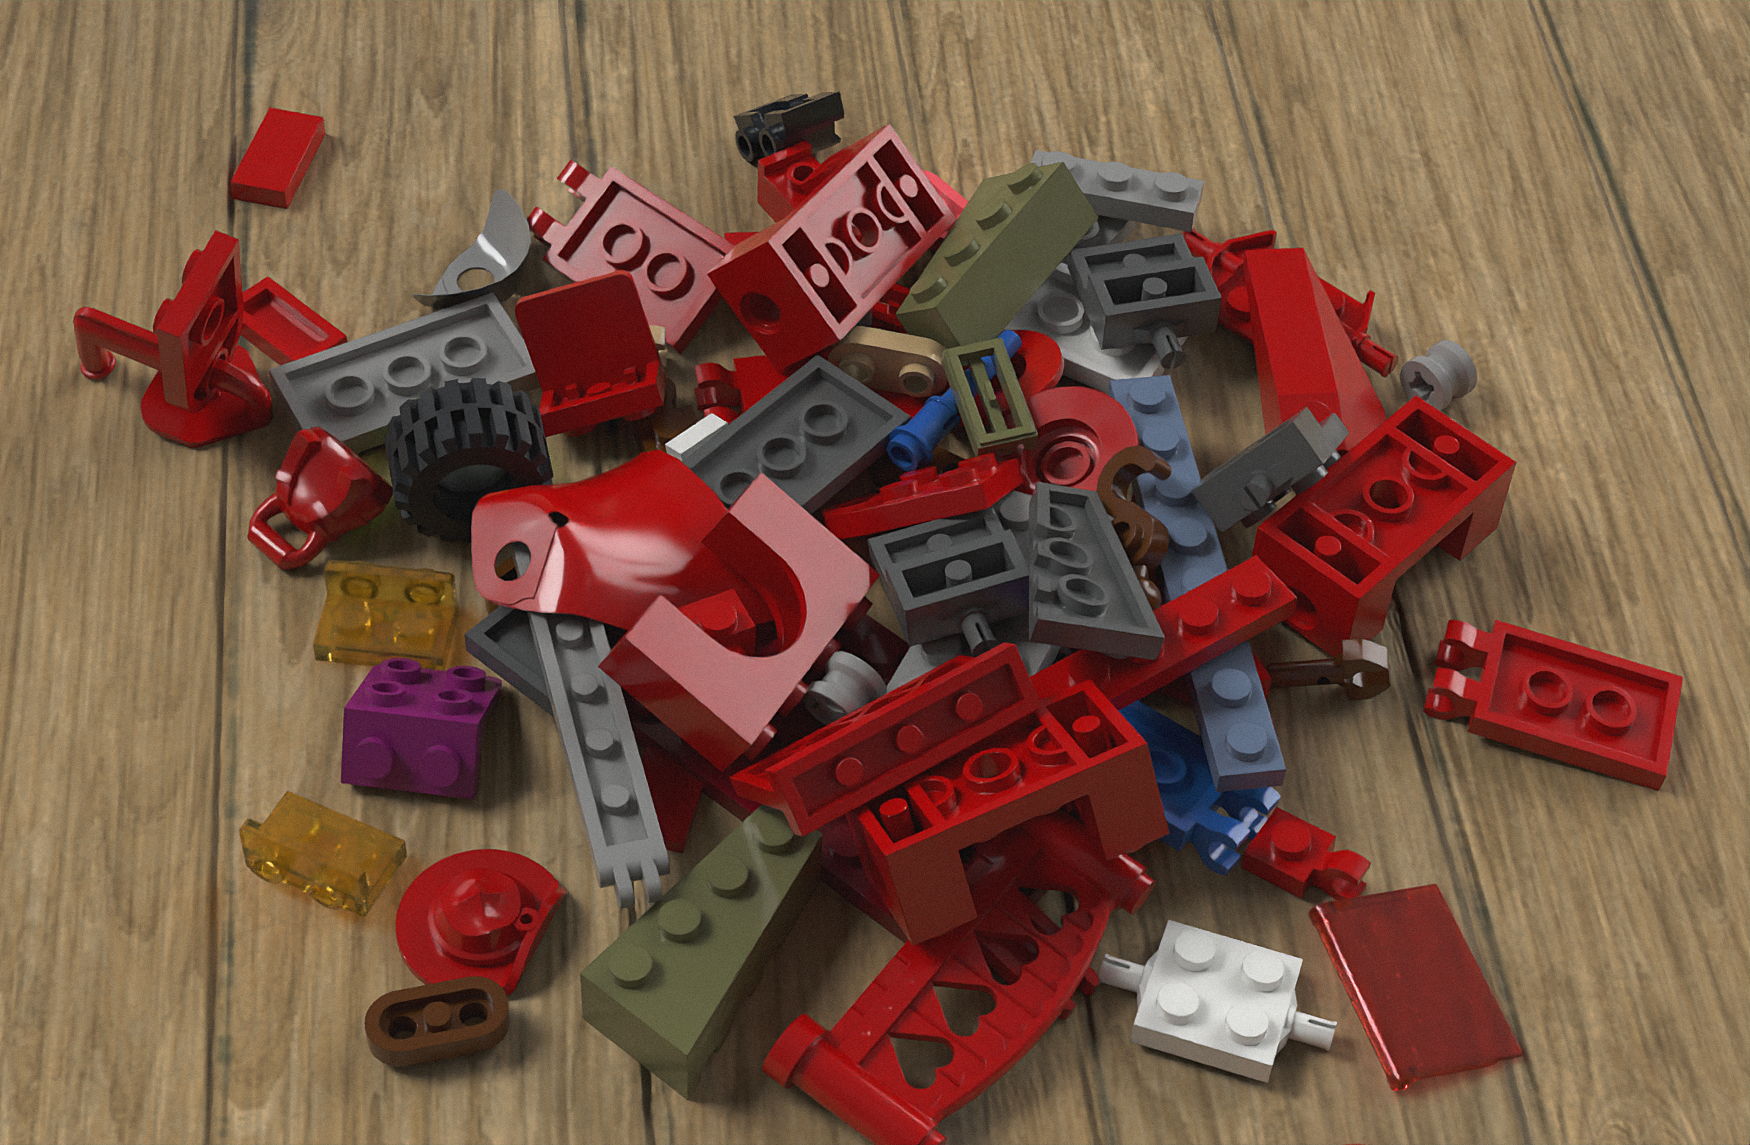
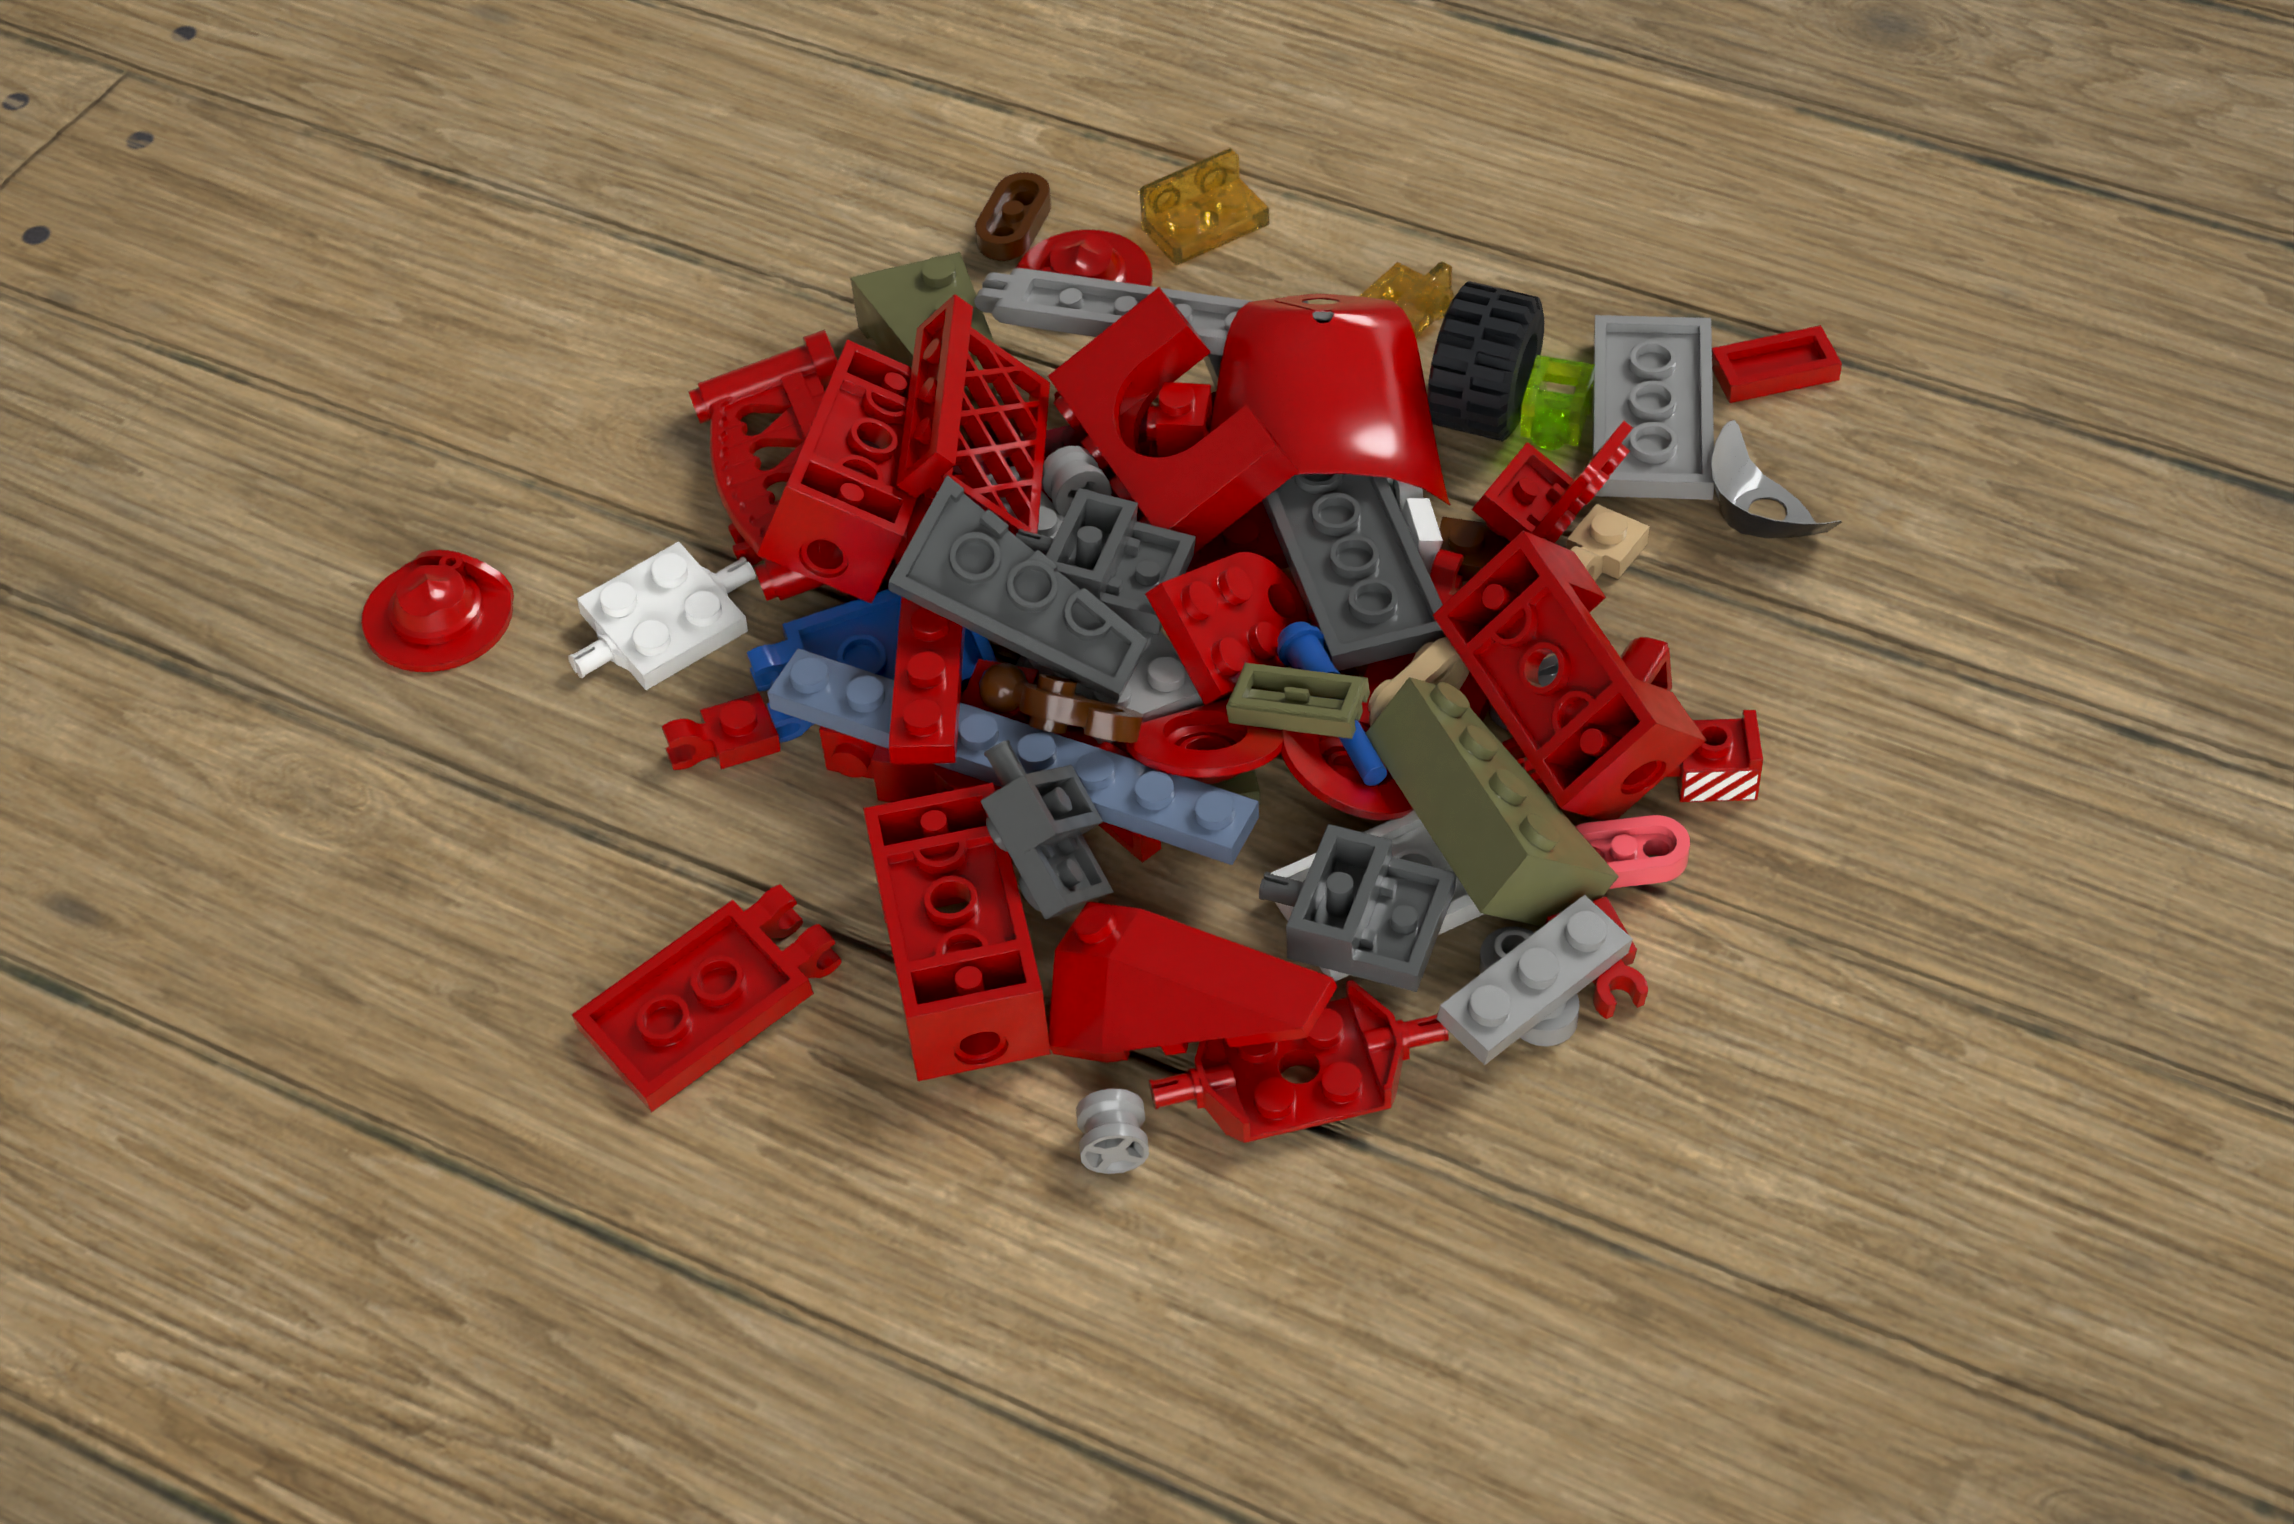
camera: 130 degrees right, 0 degrees up
(203, 378) = (1720, 236): red plate -> none
(278, 158) = (2016, 430): red tile -> none
(322, 493) = (1567, 300): red piece -> none
(418, 728) = (1275, 267): magenta bracket -> none
(637, 233) = (1706, 588): tile -> none
(787, 123) = (1816, 784): black cylinder -> none
(1360, 669) = (848, 854): reddish brown bar -> none
(1414, 984) = (570, 745): clear red piece -> none

